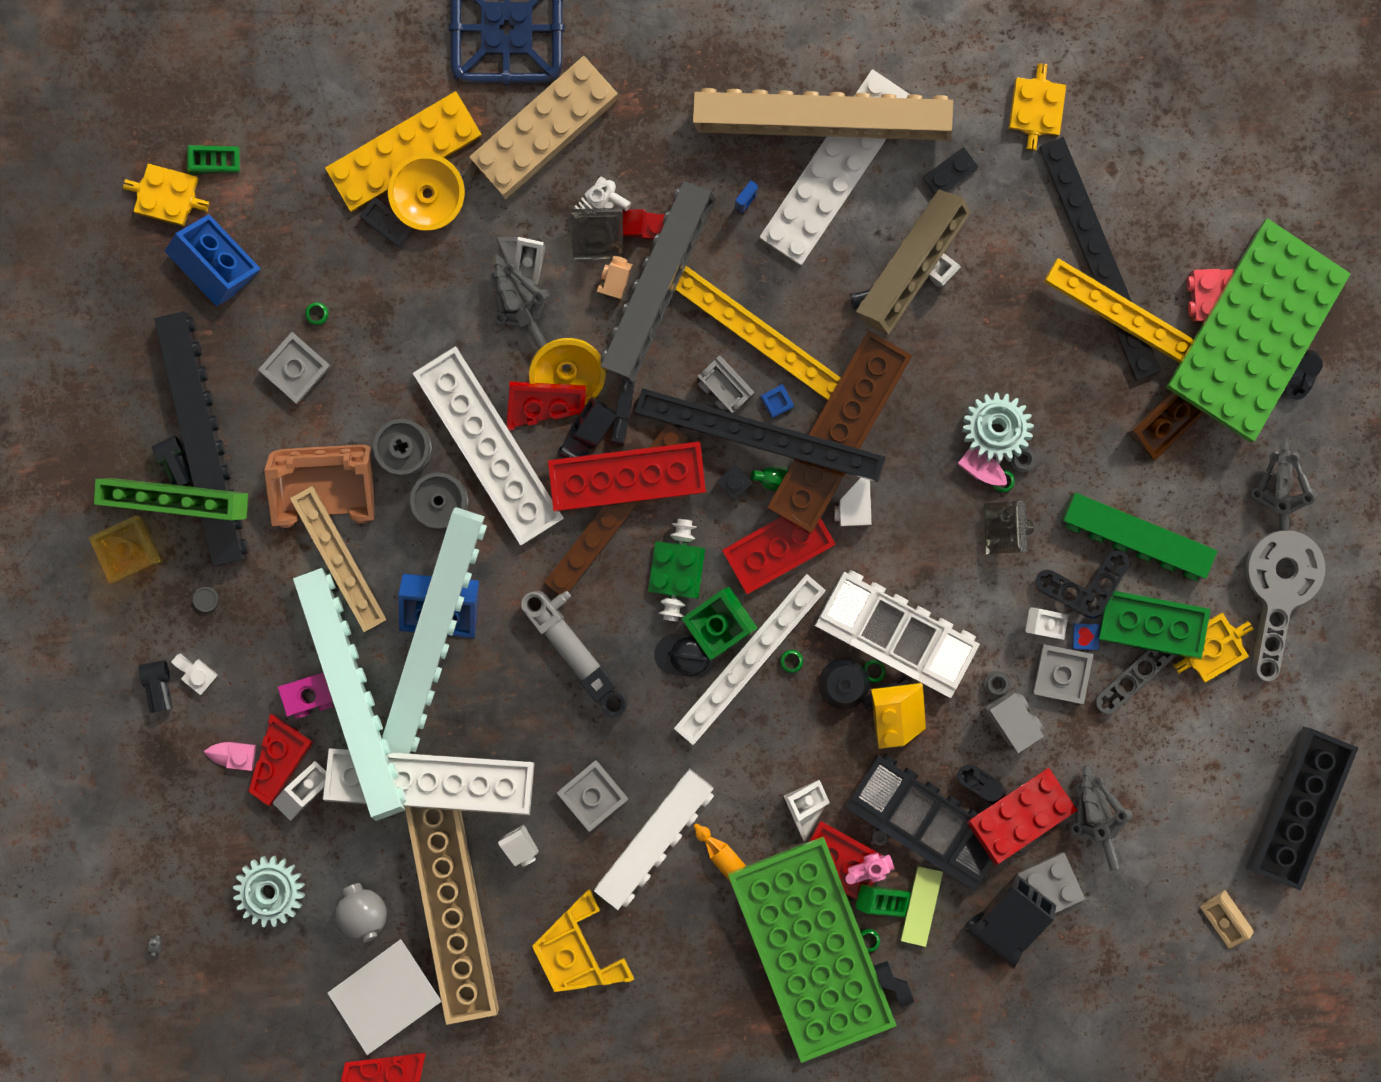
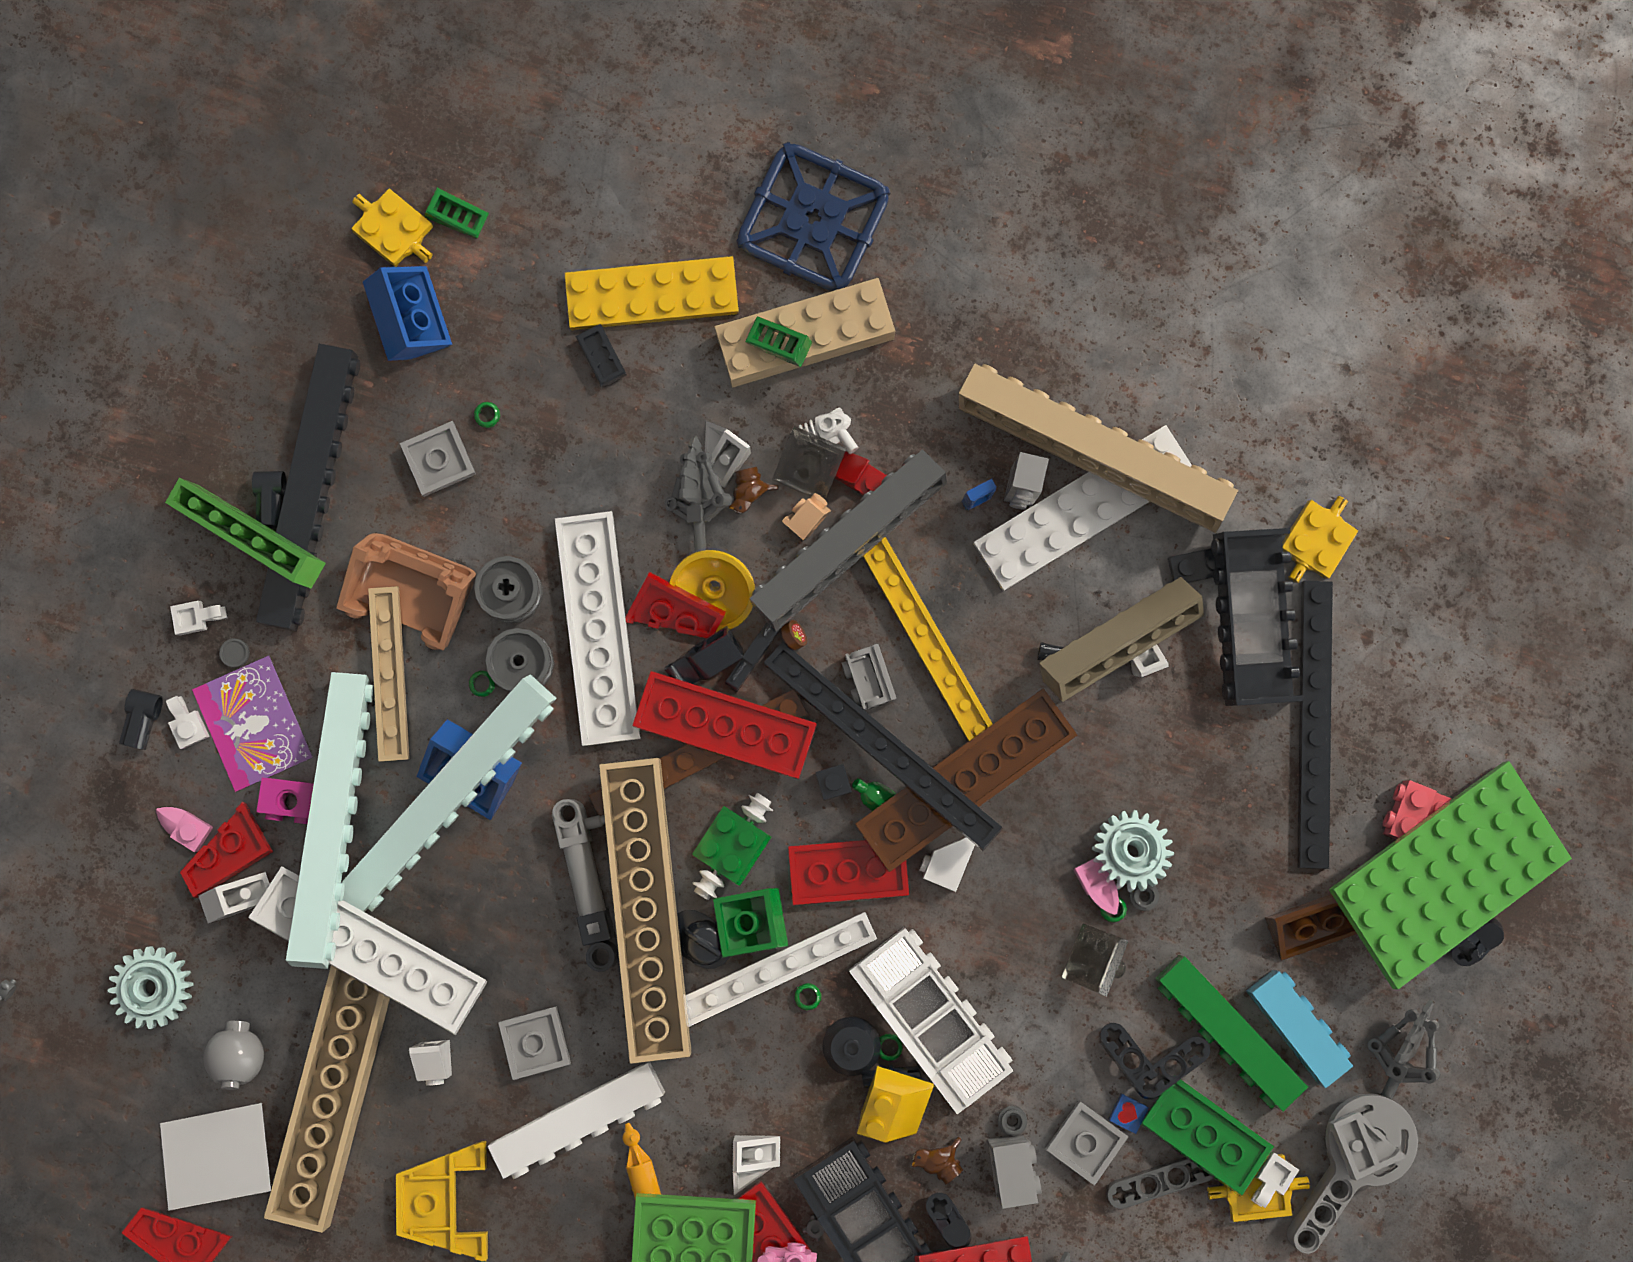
camera: 15 degrees right, 5 degrees down
(125, 549) = (175, 564): clear yellow brick -> none
(159, 586) = (192, 616): none -> white plate
(247, 648) = (252, 723): none -> sticker
(407, 532) = (472, 684): none -> green piece
(413, 178) = (652, 322): yellow dish -> none
(549, 146) = (800, 351): none -> green slope
(558, 277) = (748, 489): none -> reddish brown animal
(632, 650) = (645, 910): none -> tan brick
(649, 379) = (794, 635): none -> reddish brown tile
(777, 401) = (915, 718): blue tile -> none
(779, 168) = (1025, 480): none -> light grey brick
(953, 741) = (939, 1161): none -> reddish brown animal
(1012, 194) = (1254, 617): none -> black window
(1046, 623) = (1092, 1080): white slope -> none
(1118, 310) = (1313, 786): yellow plate -> none
(1191, 507) = (1299, 1027): none -> medium azure brick
(1222, 631) = (1276, 1176): none -> white plate
(1279, 576) = (1362, 1146): none -> light grey wing

